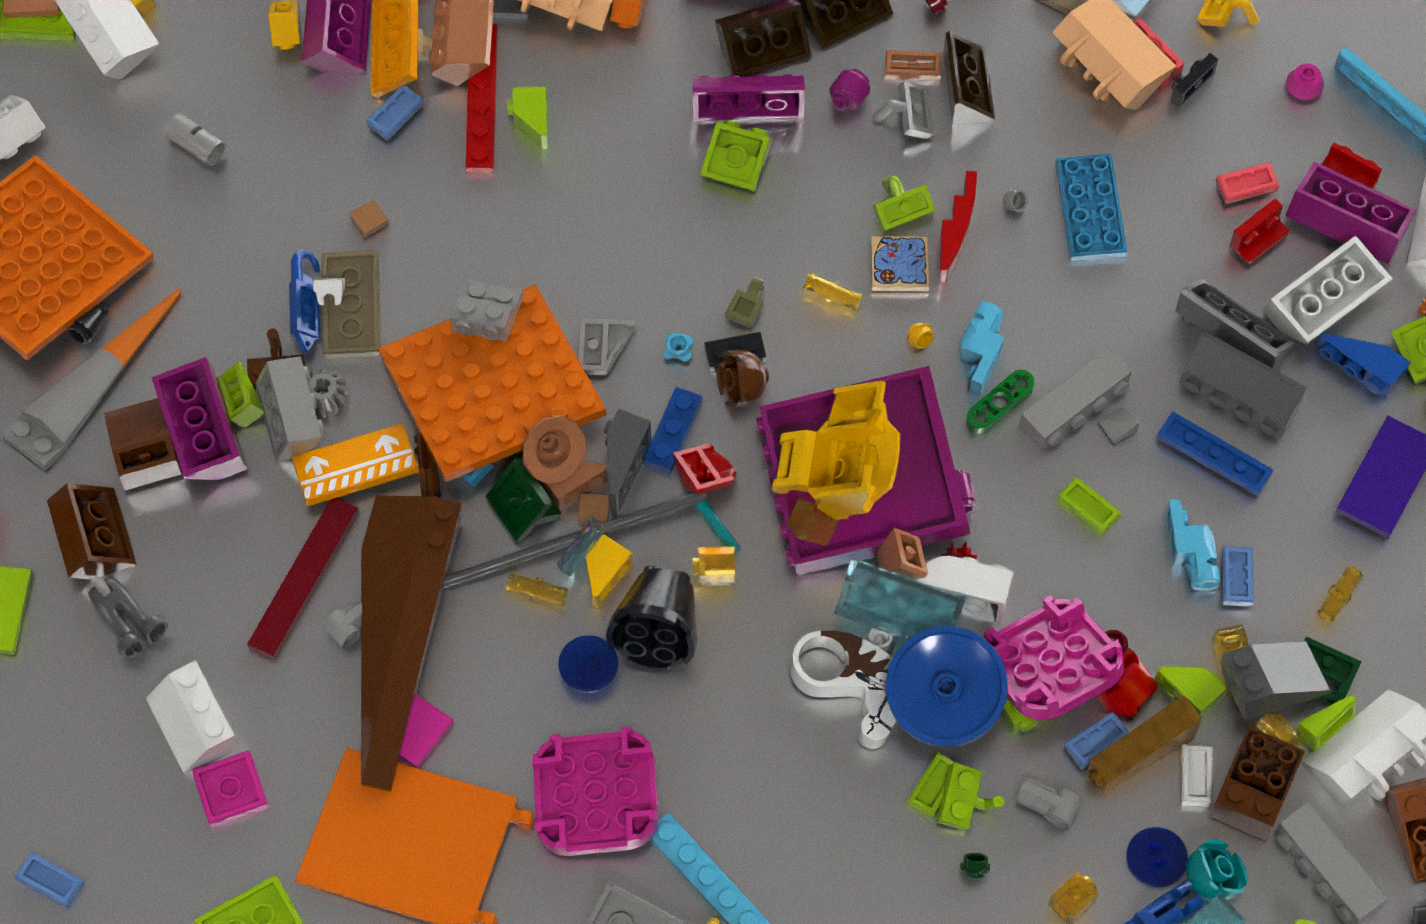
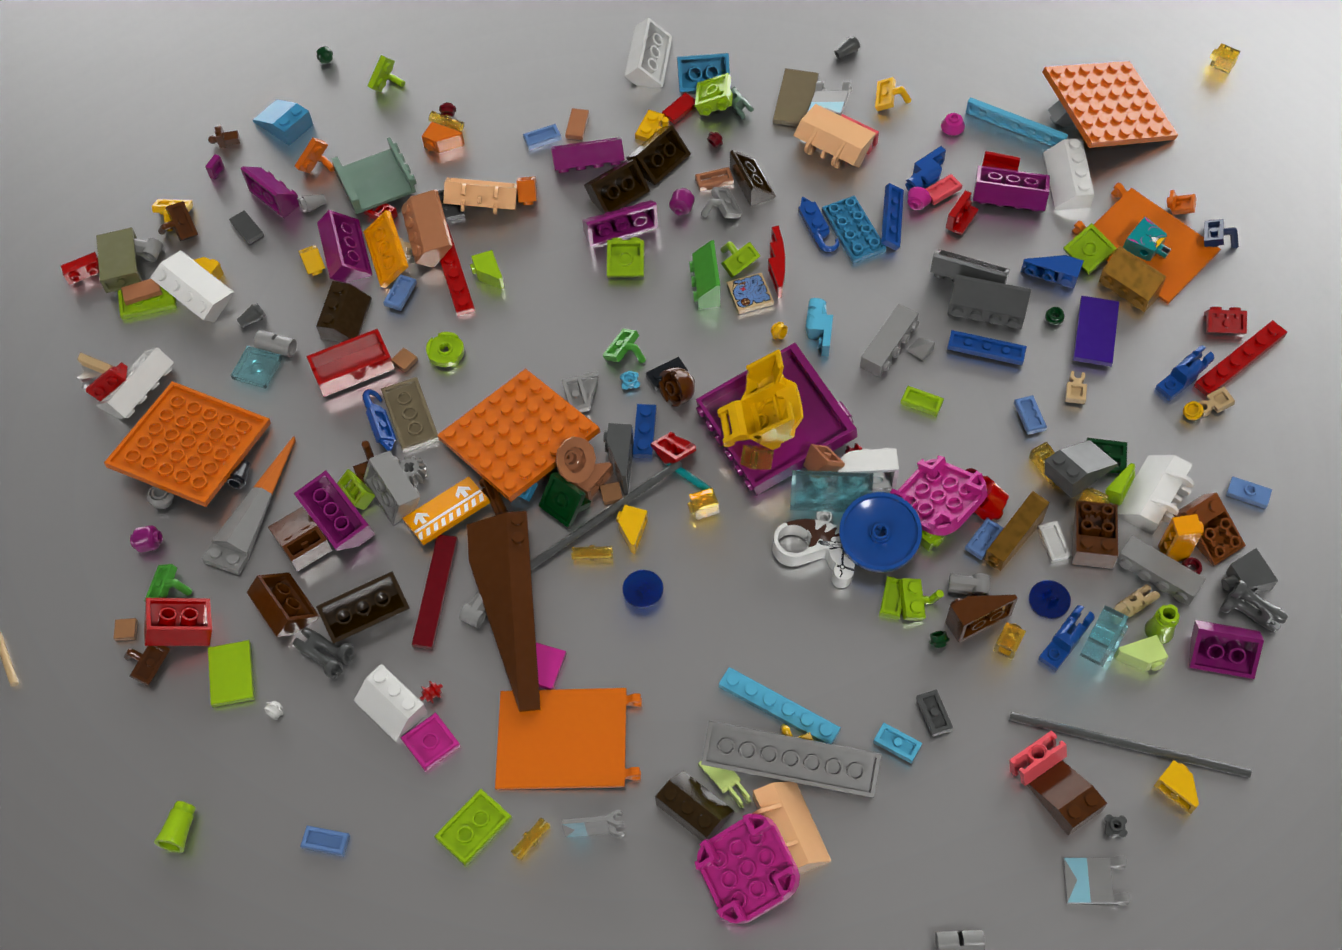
camera: 15 degrees left, 5 degrees down
(35, 678) = (273, 709): none -> white plate
(159, 167) = (256, 367): none -> clear light blue tile
(176, 85) = (251, 315): none -> dark grey cone
(196, 572) = (362, 607): none -> dark brown slope
(251, 720) = (431, 692): none -> red wheel
(290, 202) = (350, 362): none -> red piece
(304, 121) = (343, 312): none -> dark brown slope
(329, 286) = (393, 405): white tile -> none
(434, 235) = (448, 358): none -> lime plate
(486, 310) = (500, 391): light grey plate -> none
(581, 546) = (612, 516): clear light blue tile -> none
(595, 792) = (677, 669): dark pink tile -> none
(656, 621) = (678, 548): black cone -> none
(686, 289) = (623, 343): none -> bright green plate
(746, 305) = (663, 344): olive plate -> none
(832, 291) = (714, 320): clear yellow pin -> none
(841, 221) = (705, 276): none -> bright green slope
(1002, 389) = (843, 348): green beam -> none
(1015, 200) = (807, 237): light grey hinge -> none
(1038, 182) = (816, 224): none -> blue plate
(1040, 847) = (977, 613): none -> reddish brown slope
(1154, 205) = (892, 216): none -> blue plate
(1192, 547) = (995, 405): medium azure plate -> none
(1196, 683) = (1022, 487): lime slope -> none
(1199, 74) = (888, 138): black plate -> none
(1204, 187) = (918, 198): none -> dark pink cone
(1216, 871) = (1092, 595): teal cylinder -> none
(1234, 147) = (927, 169): none -> blue plate
(1274, 900) = (1137, 601): none -> tan hinge
(1321, 559) = (1075, 390): none -> tan plate
(1327, 292) = (1017, 235): white slope -> none
(1336, 427) = (1058, 313): none -> dark green plate
(1340, 594) = (1096, 407): clear yellow pin -> none
(1373, 829) = (1181, 537): none -> light orange brick
(1385, 869) = (1194, 563): none -> dark red plate

